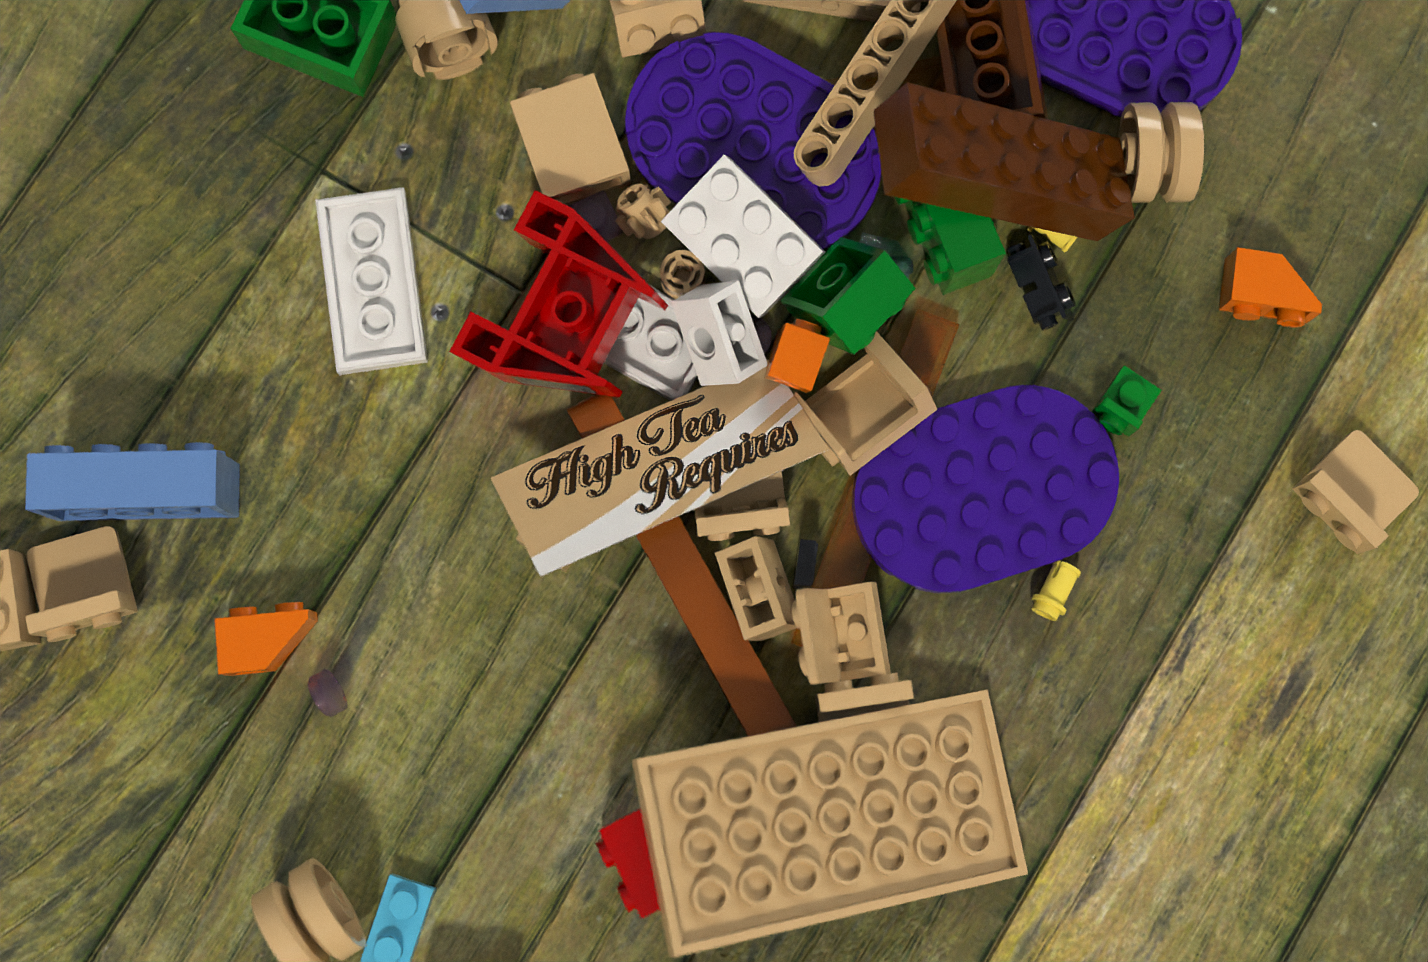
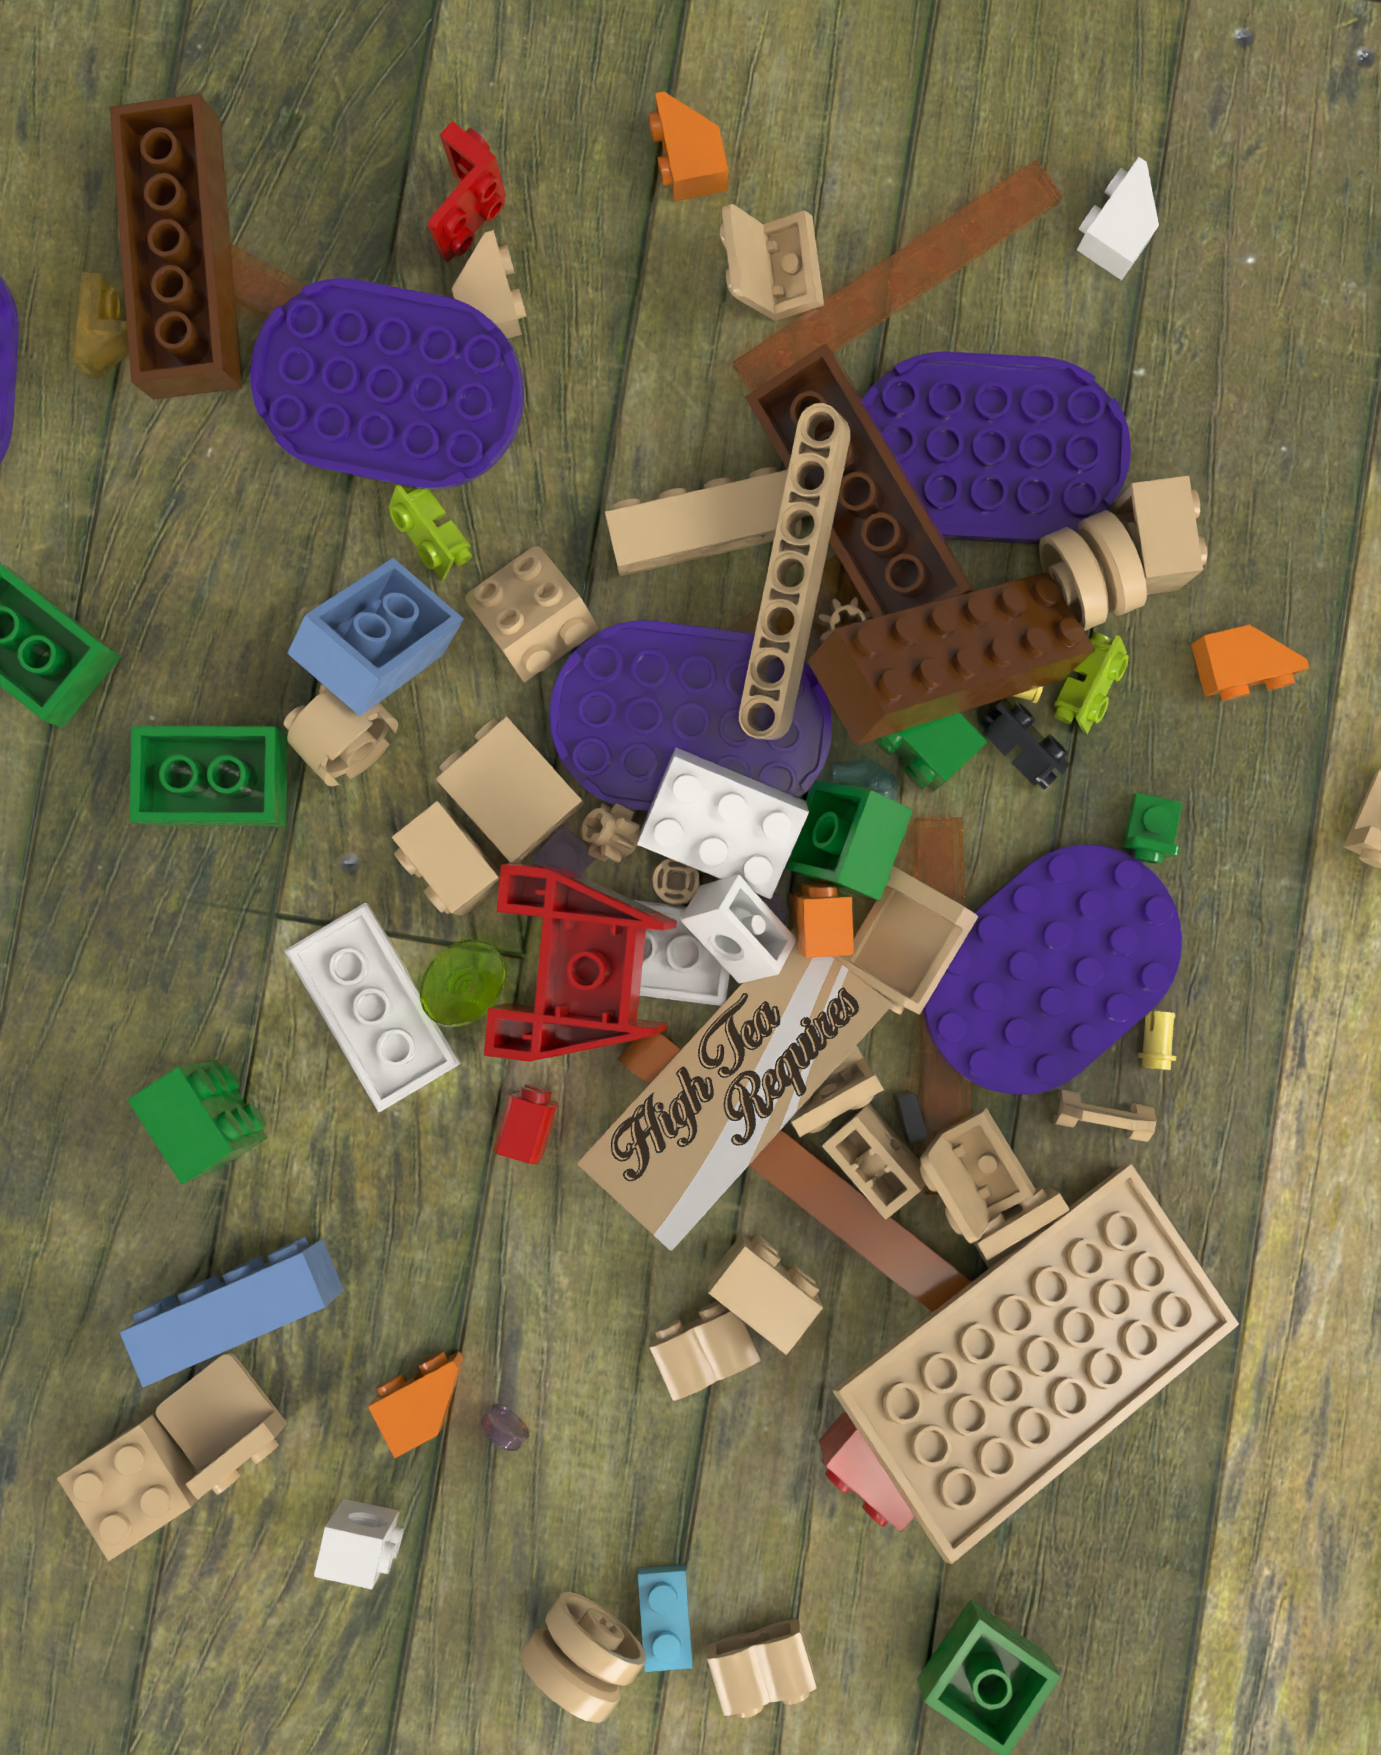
camera: 20 degrees left, 5 degrees up
(153, 736) = (358, 1544): none -> white brick
(178, 302) = (198, 1119): none -> green brick
(457, 288) = (462, 983): none -> clear neon green dish
(461, 427) = (526, 1124): none -> red brick
(489, 167) = (448, 859): none -> tan brick
(534, 696) = (703, 1350): none -> tan brick
(608, 661) = (764, 1292): none -> tan brick
(984, 633) = (1139, 1124): none -> tan flag
(1136, 242) = (1088, 699): none -> lime hinge
(1235, 137) = (1164, 530): none -> tan brick

